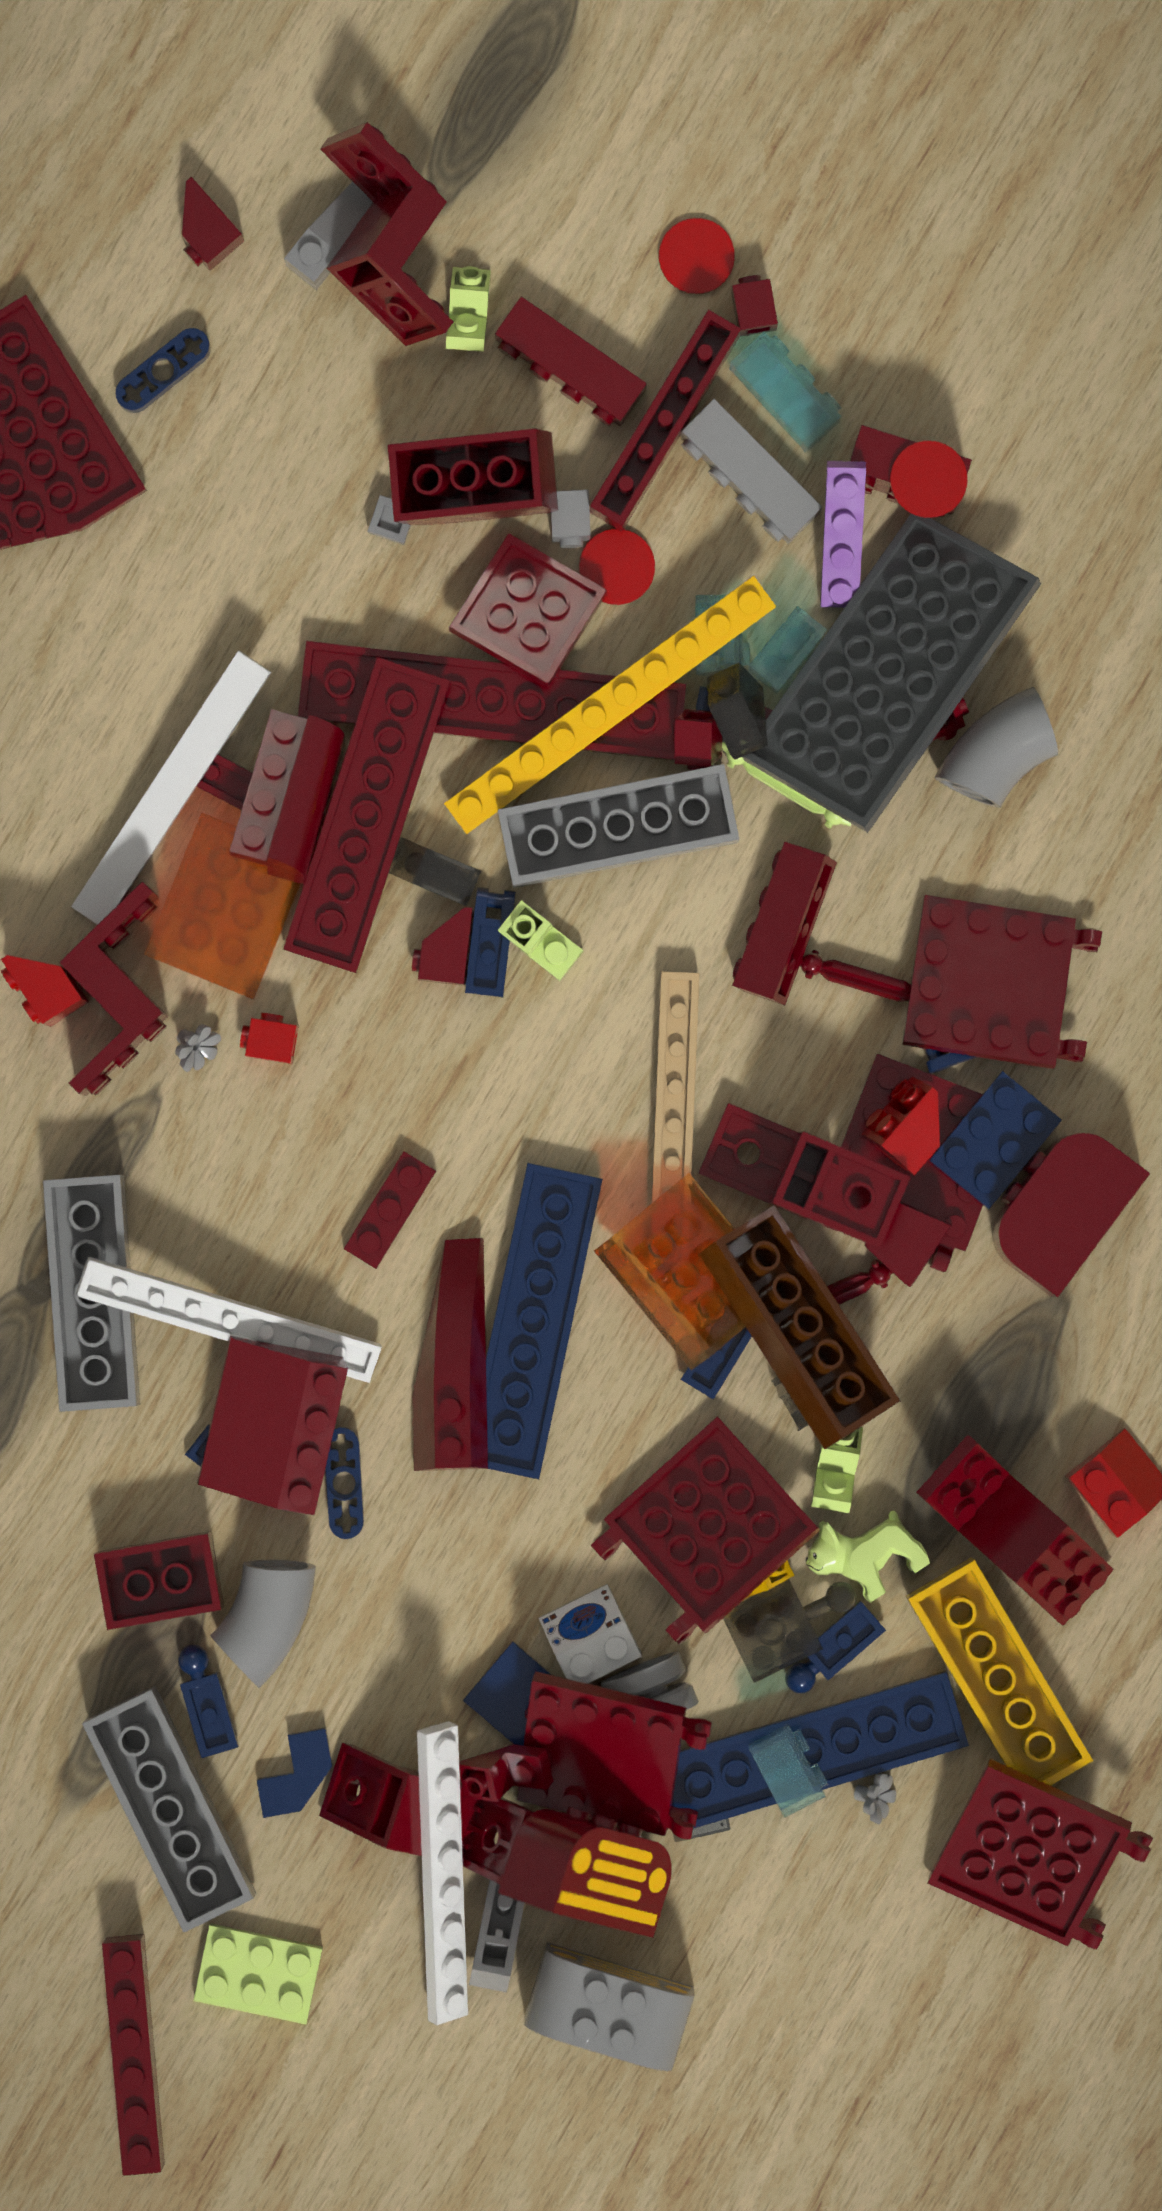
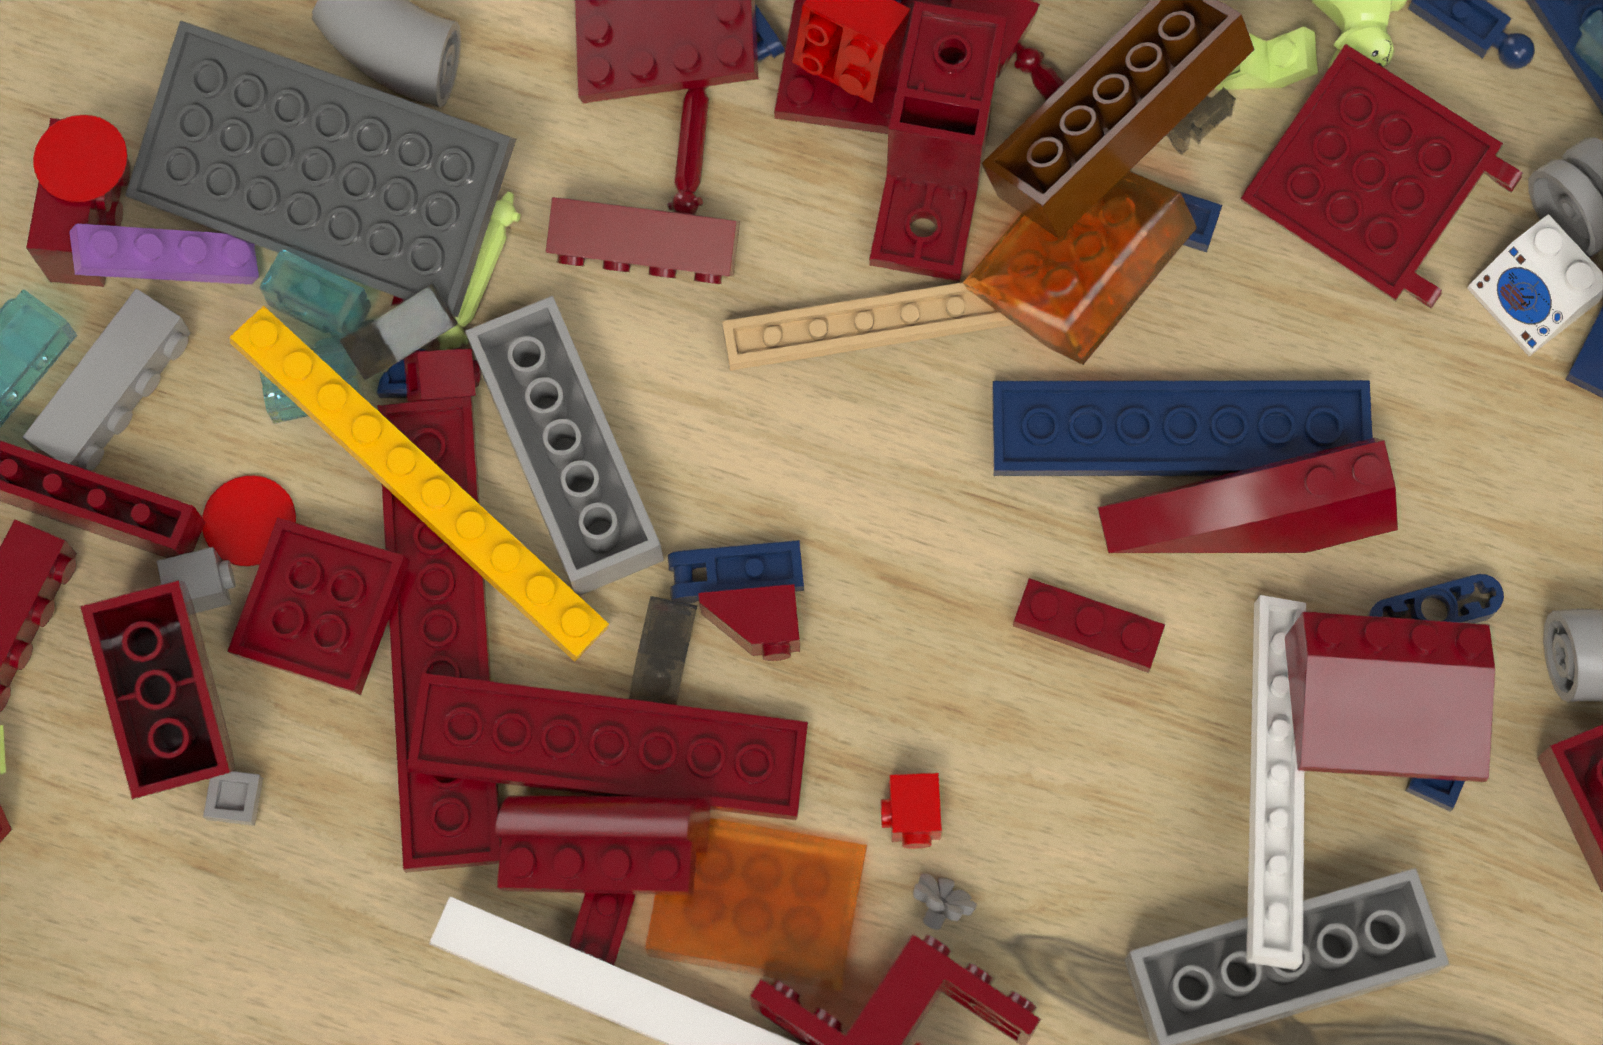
camera: 100 degrees left, 15 degrees down
(540, 940) = (723, 511): yellowish green slope -> none
(776, 1629) = (1470, 75): clear smoke plate -> none

